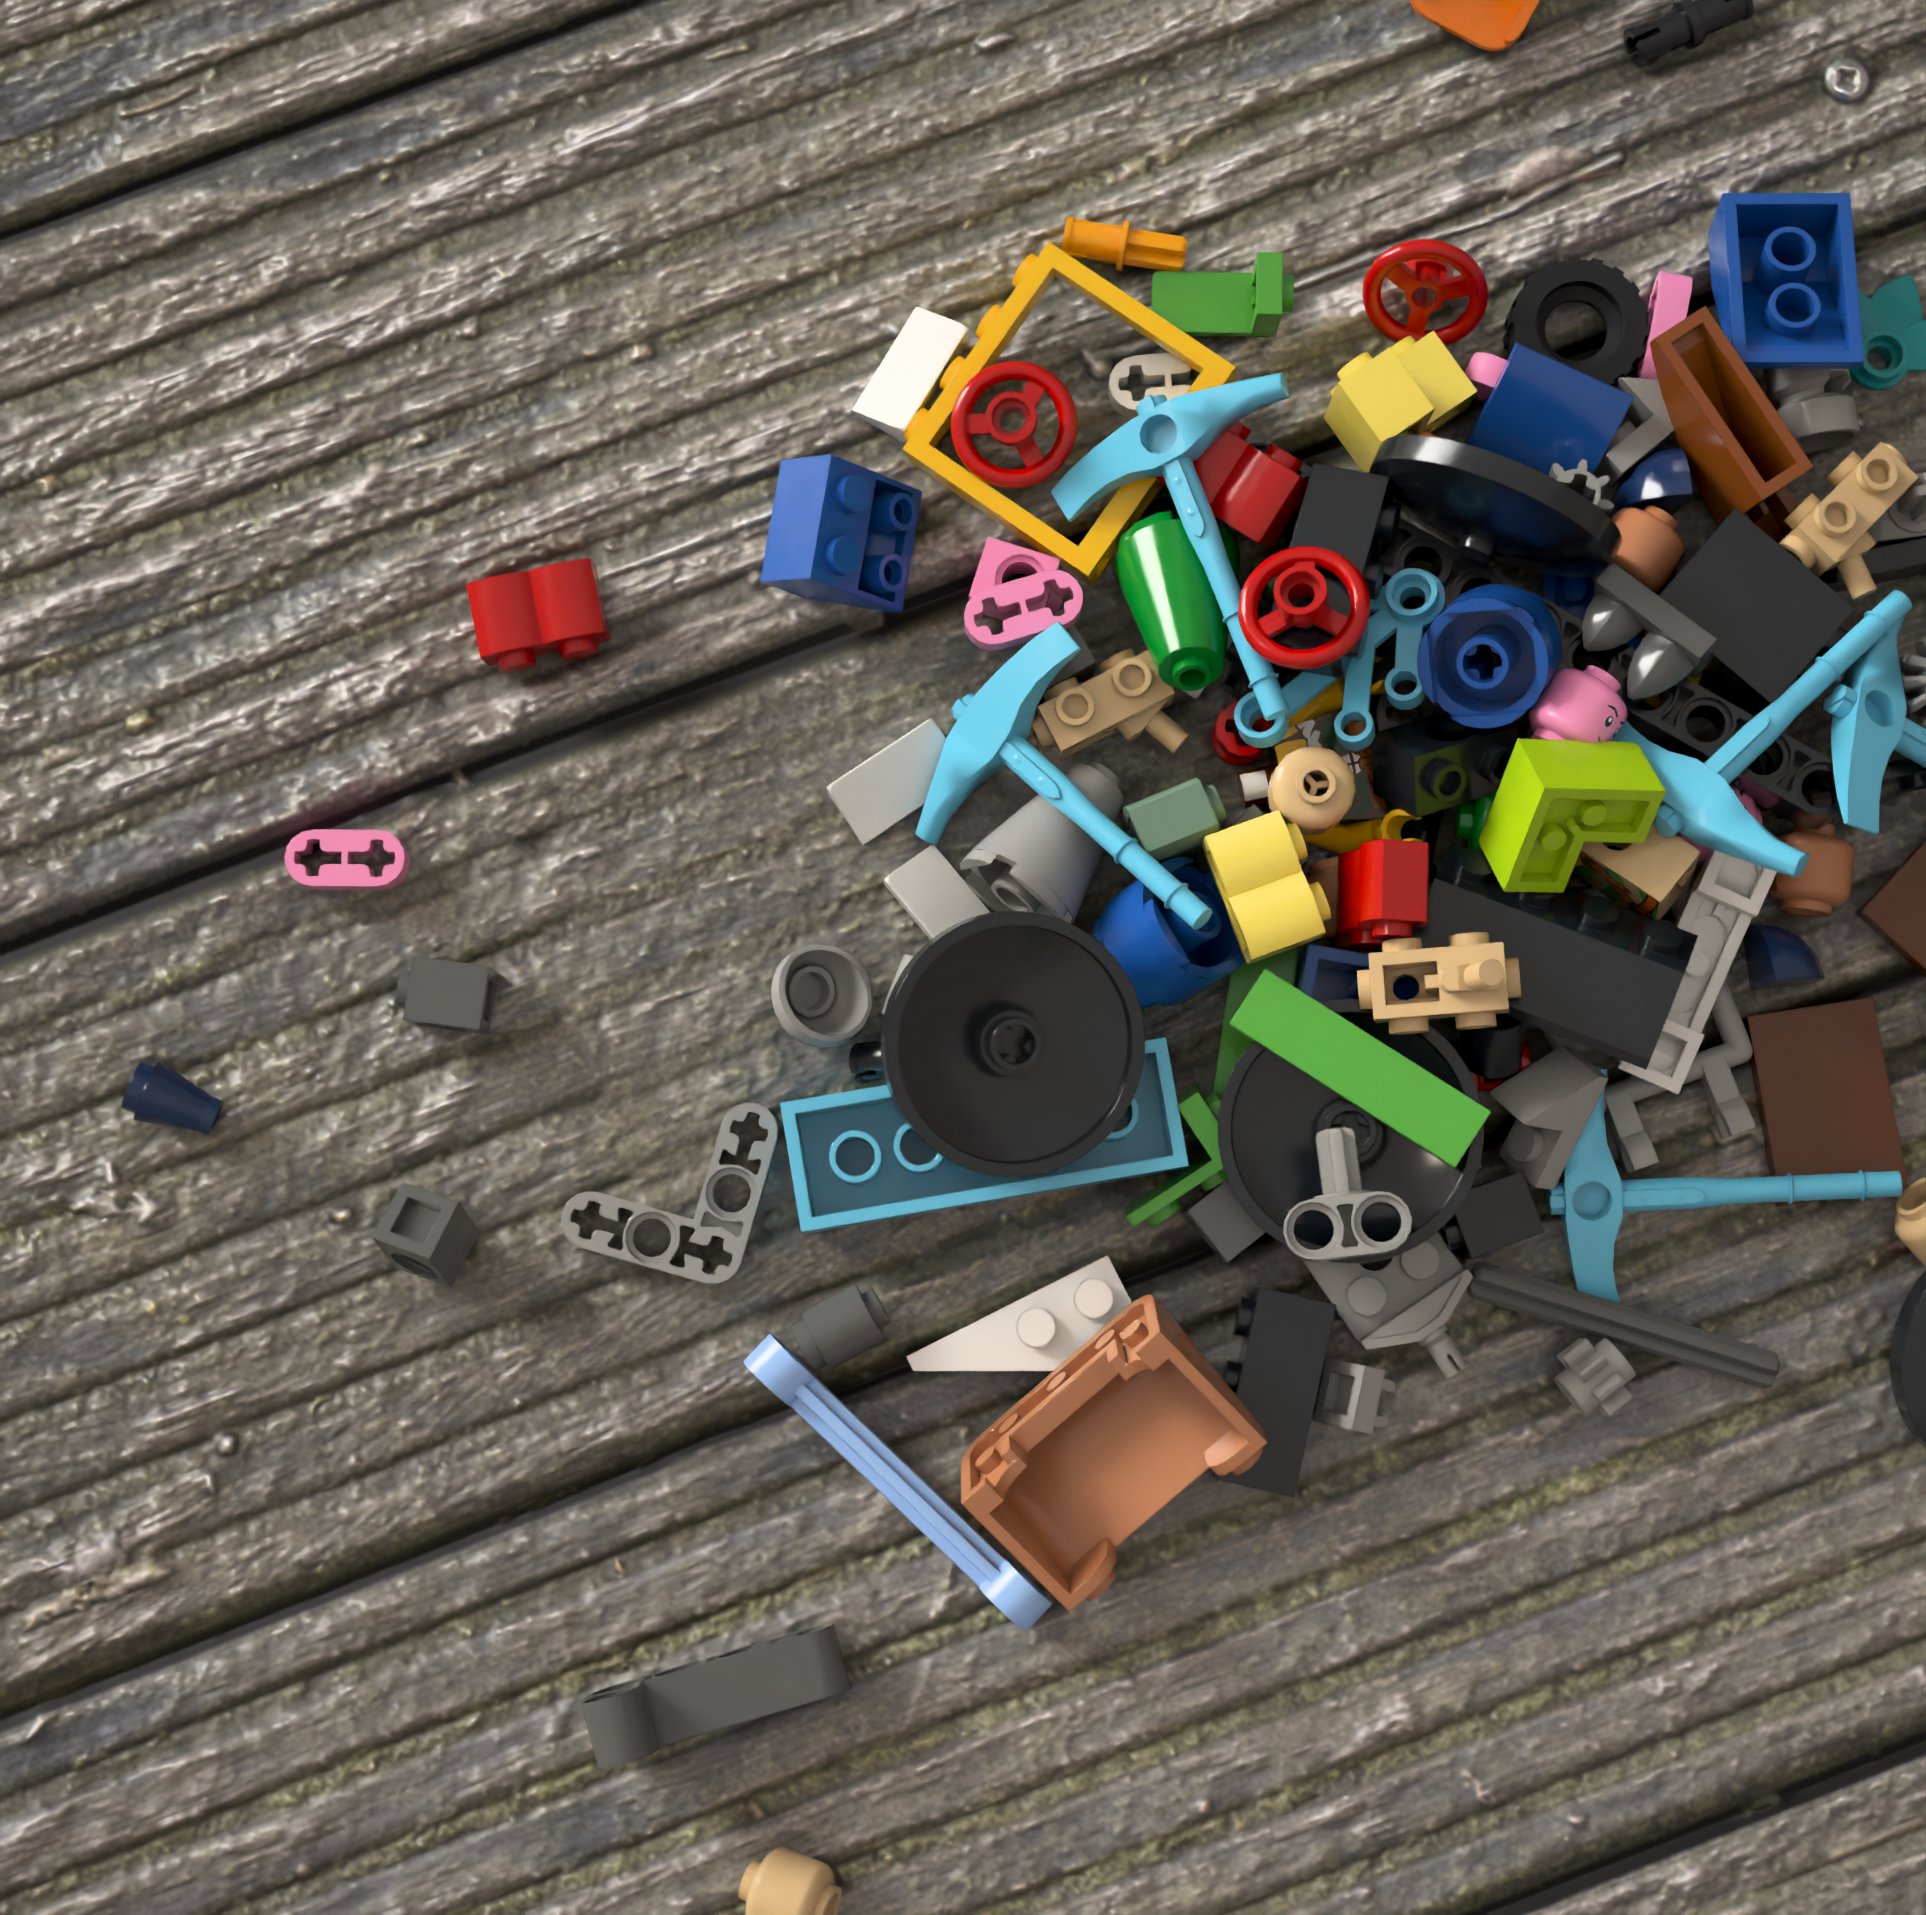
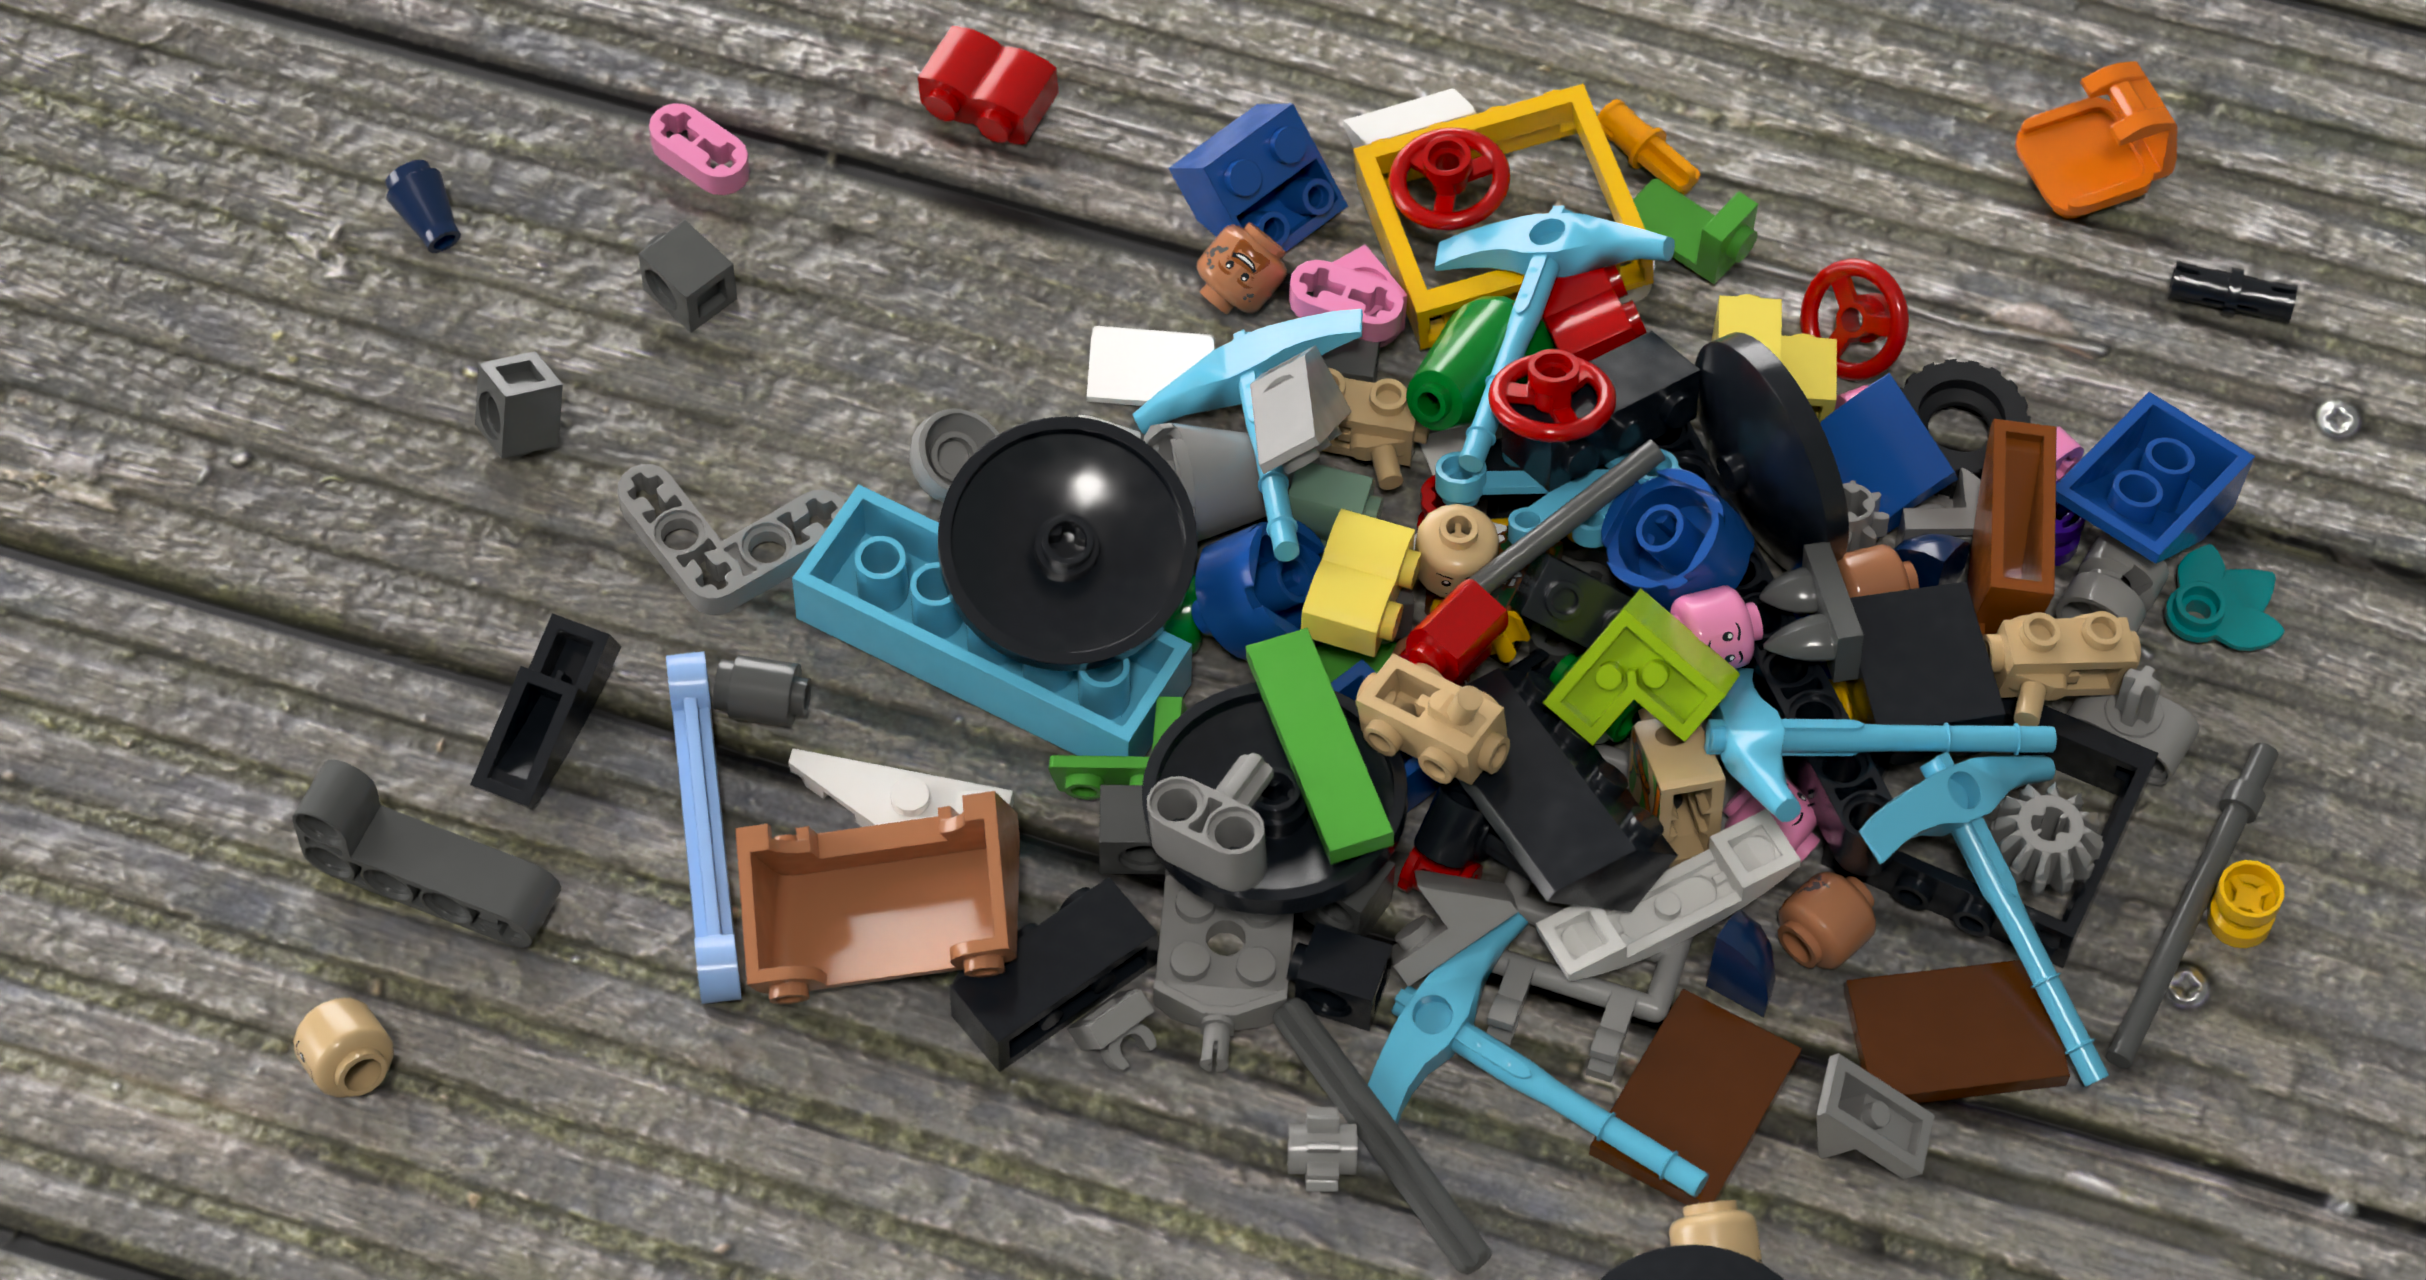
camera: 35 degrees right, 25 degrees down
(686, 1482) = (545, 711): none -> black slope
(899, 633) = (1241, 269): none -> nougat head
(1099, 777) = (1296, 411): none -> slope
(1390, 719) = (1569, 517): none -> dark grey bar

